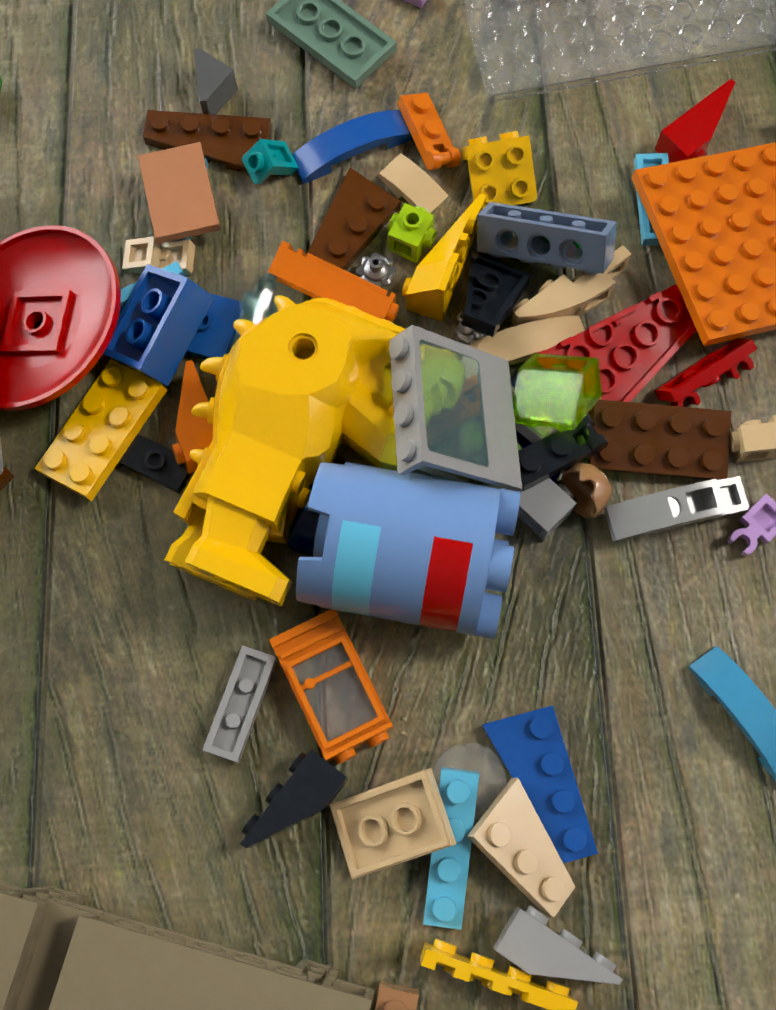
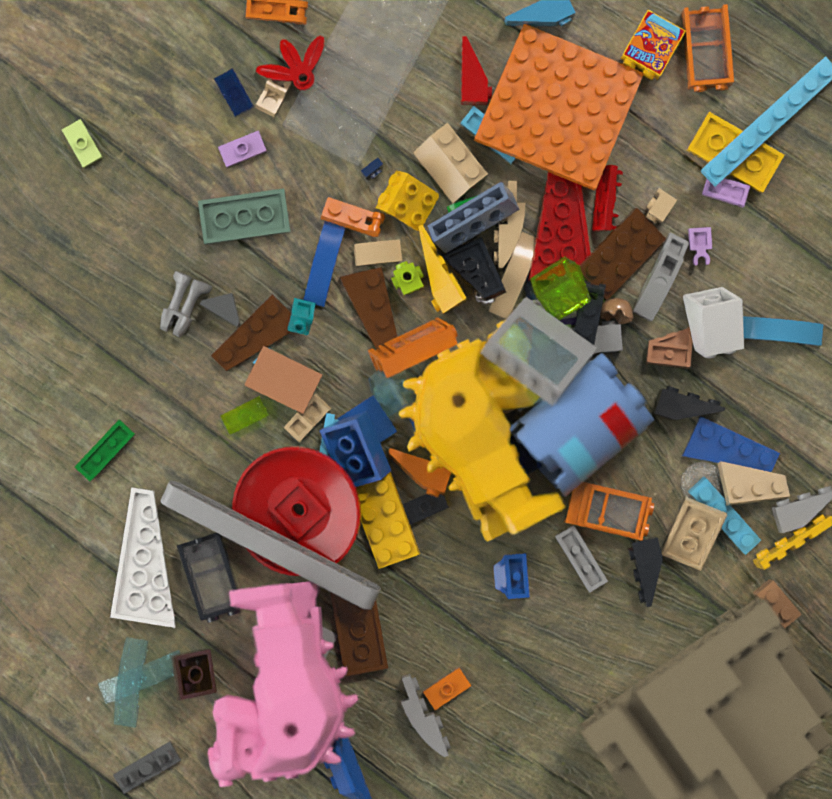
camera: 55 degrees left, 15 degrees up
(106, 191) = (244, 415): none -> clear neon green plate
(150, 637) = (512, 576): none -> blue slope
(162, 47) = (183, 316): none -> light grey piece
(377, 269) = (412, 313): flat silver plant -> none
(499, 109) = (373, 169): none -> dark blue plate
(540, 666) = (677, 406): none -> black slope
(584, 172) = (450, 163): none -> tan slope
(601, 597) = (671, 350): none -> nougat wing
(686, 620) = (715, 321): none -> white slope

